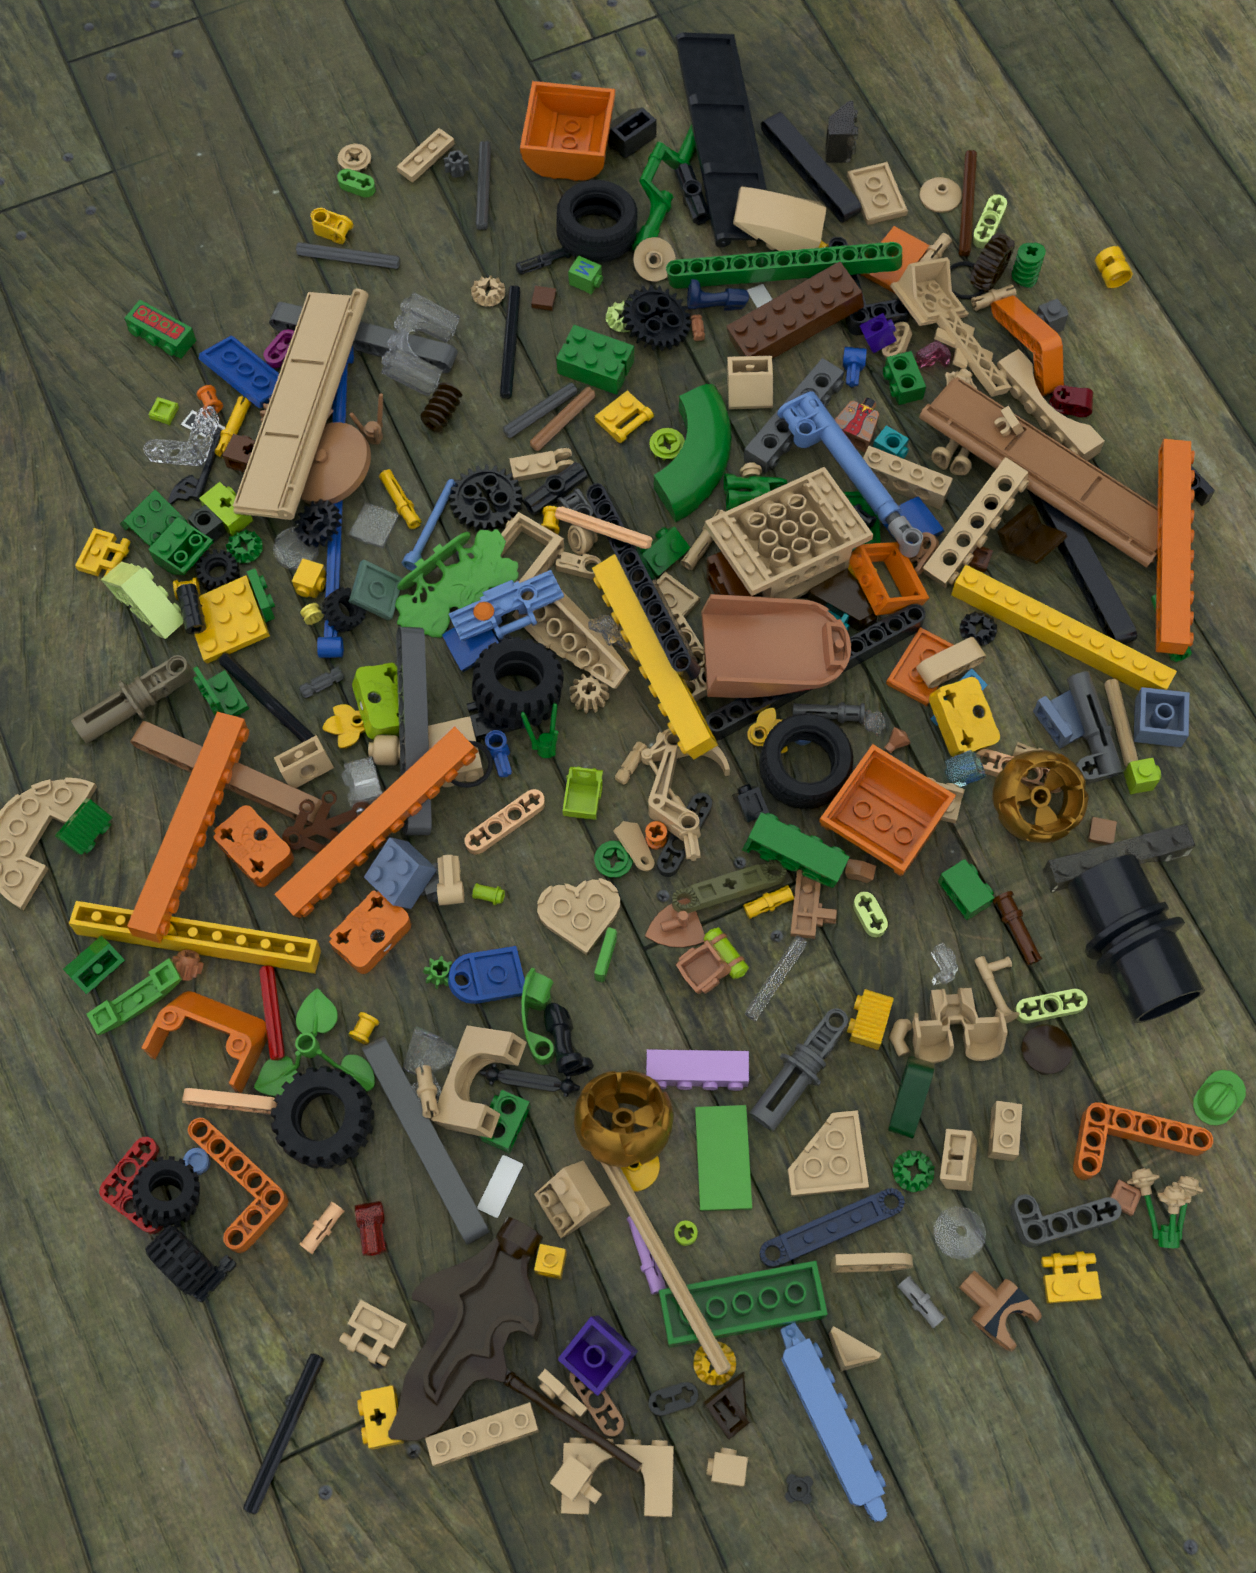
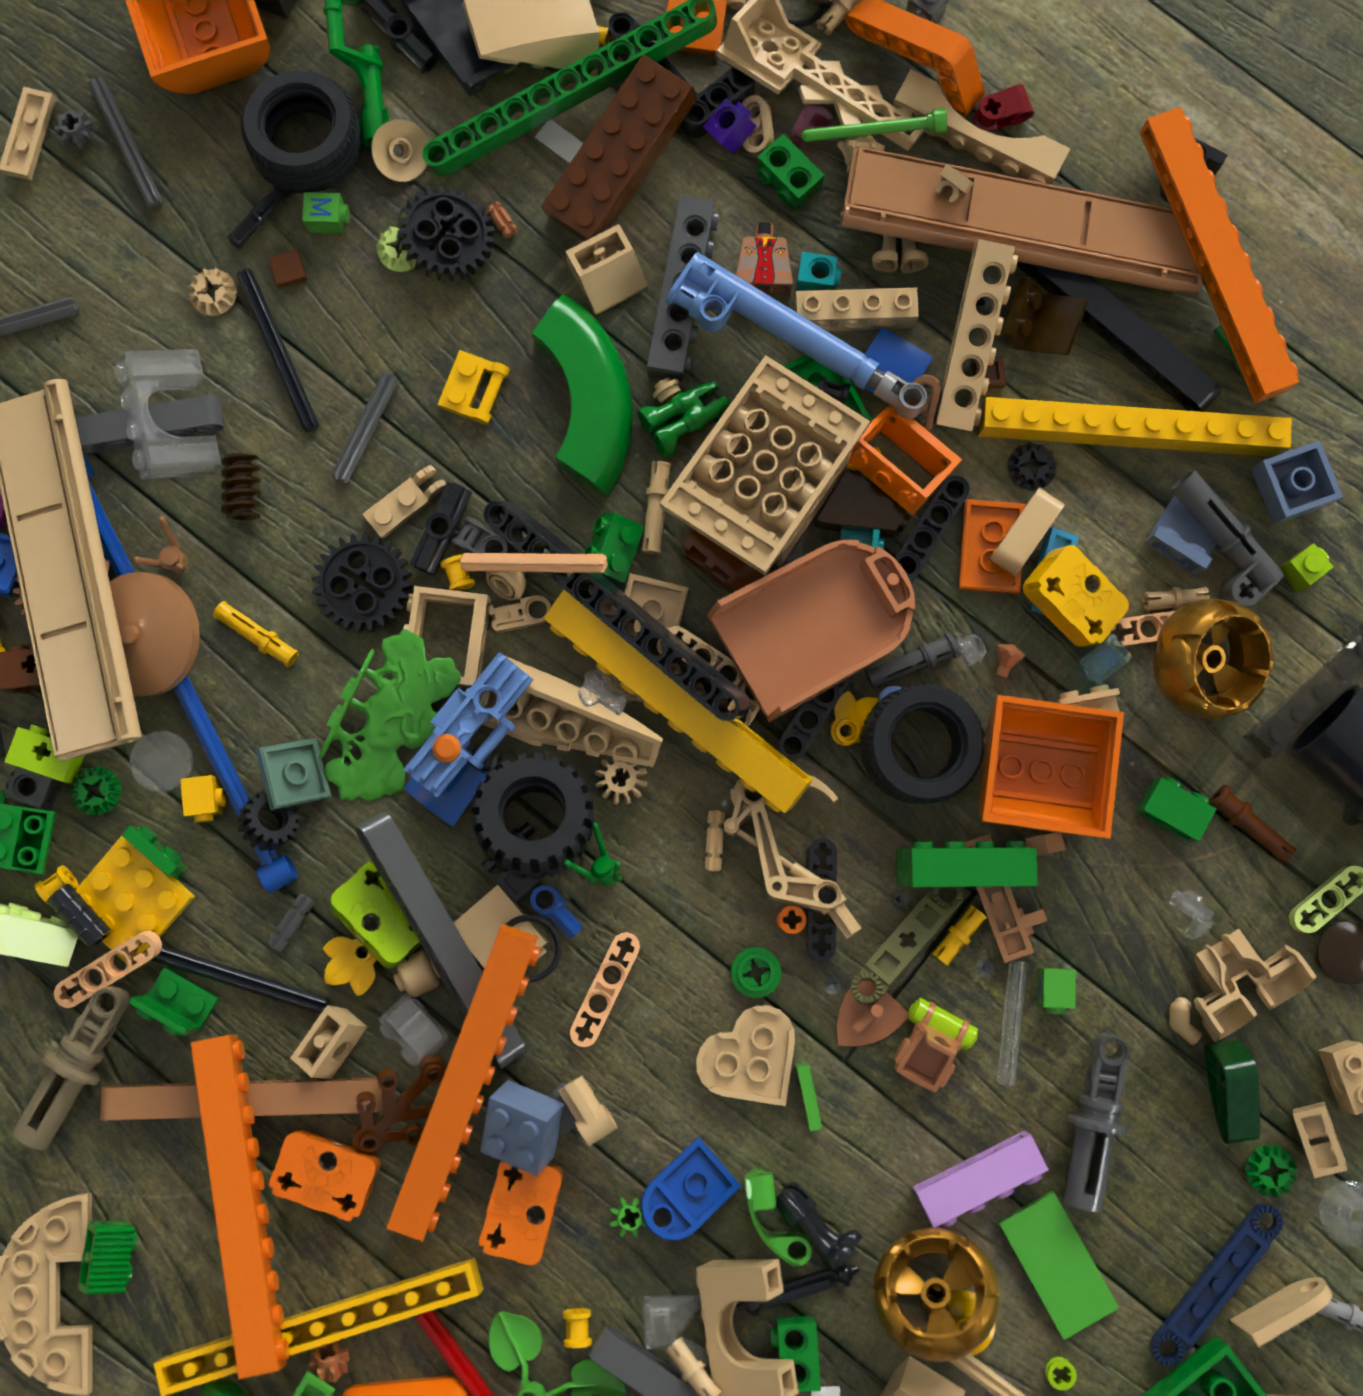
camera: 30 degrees left, 15 degrees up
(189, 648) = (107, 969): none -> light nougat beam
(212, 561) = (64, 837): black tyre -> none
(311, 613) = (230, 841): light yellow bush -> none
(318, 523) = (172, 736): black gear -> none
(374, 525) = (241, 682): clear piece -> none
(413, 556) = (315, 705): medium blue piece -> none
(488, 893) = (634, 1089): lime pin -> none
(562, 419) = (399, 426): medium nougat axle -> none
(583, 792) = (677, 907): lime piece -> none
(595, 359) = (398, 327): green piece -> none
(635, 844) = (771, 942): tan piece -> none
(671, 436) = (545, 386): lime gear -> none
(731, 298) = (524, 162): dark blue piece -> none
(750, 802) = (878, 822): black bracket -> none
(818, 968) = (1056, 989): none -> bright green brick
(831, 1159) = (1177, 1206): tan plate -> none
(853, 363) = (717, 177): blue axle -> none
(865, 916) = (1083, 884): yellowish green beam -> none
(870, 1019) = (1143, 1019): yellow brick -> none
(986, 972) = (1239, 893): tan piece -> none
(1015, 382) = (934, 121): none -> bright green piece
(1102, 831) = (1290, 656): medium nougat tile -> none
(1121, 721) = (1249, 508): tan axle -> none

